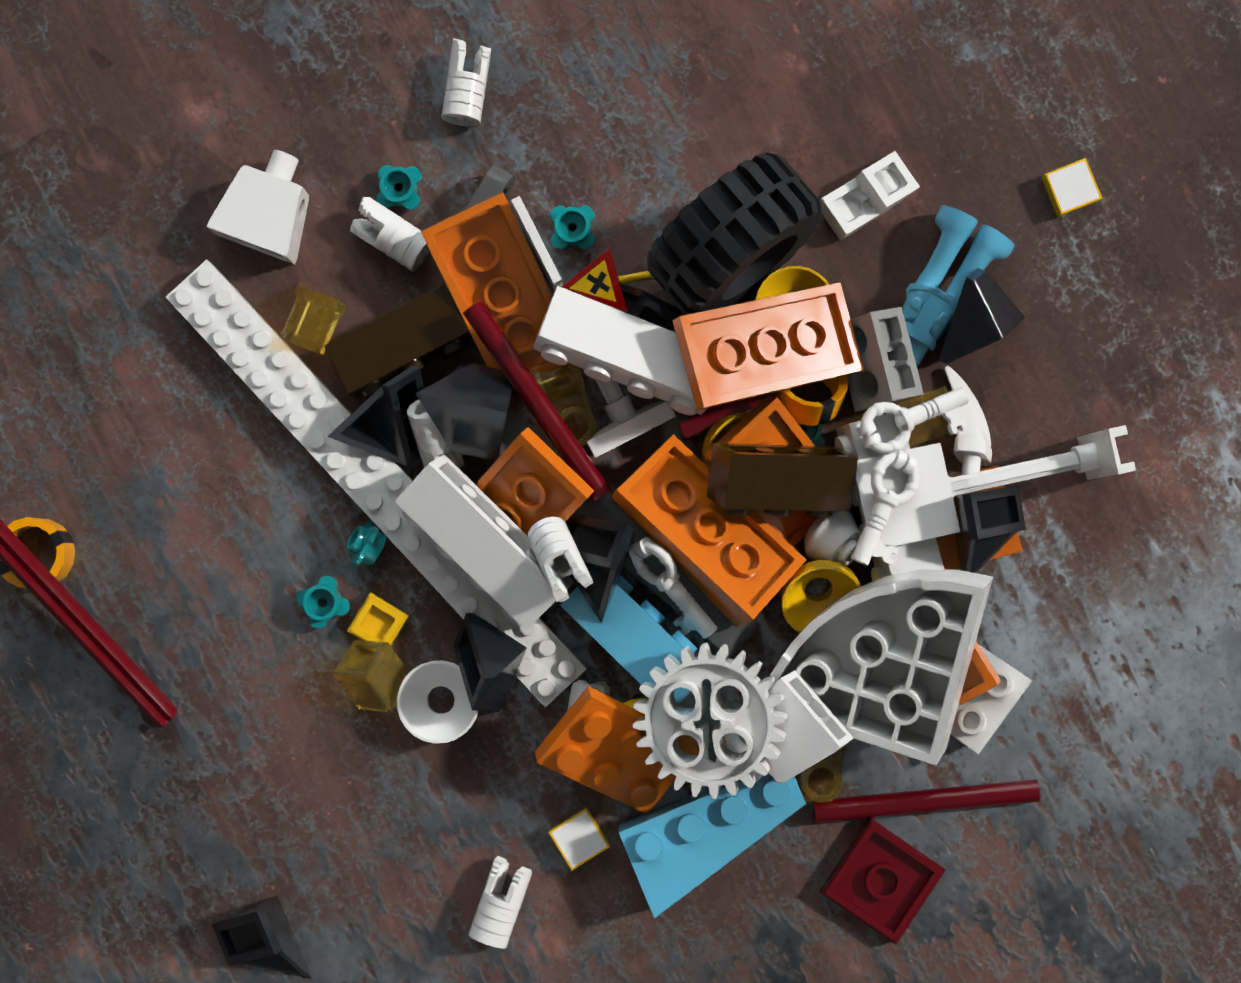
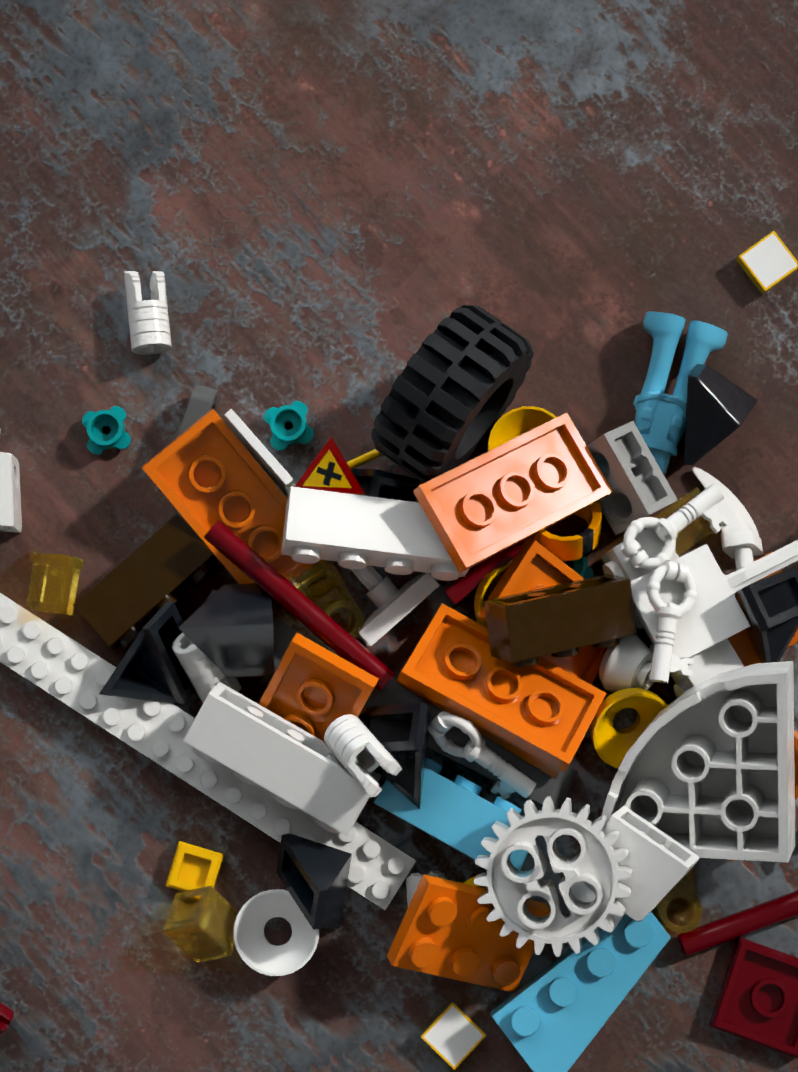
camera: 15 degrees left, 5 degrees down
(310, 599) = (120, 863): teal plate -> none
(365, 544) = (162, 792): teal plate -> none
(390, 234) = (115, 481): white hinge -> none
(868, 195) = (571, 320): white slope -> none

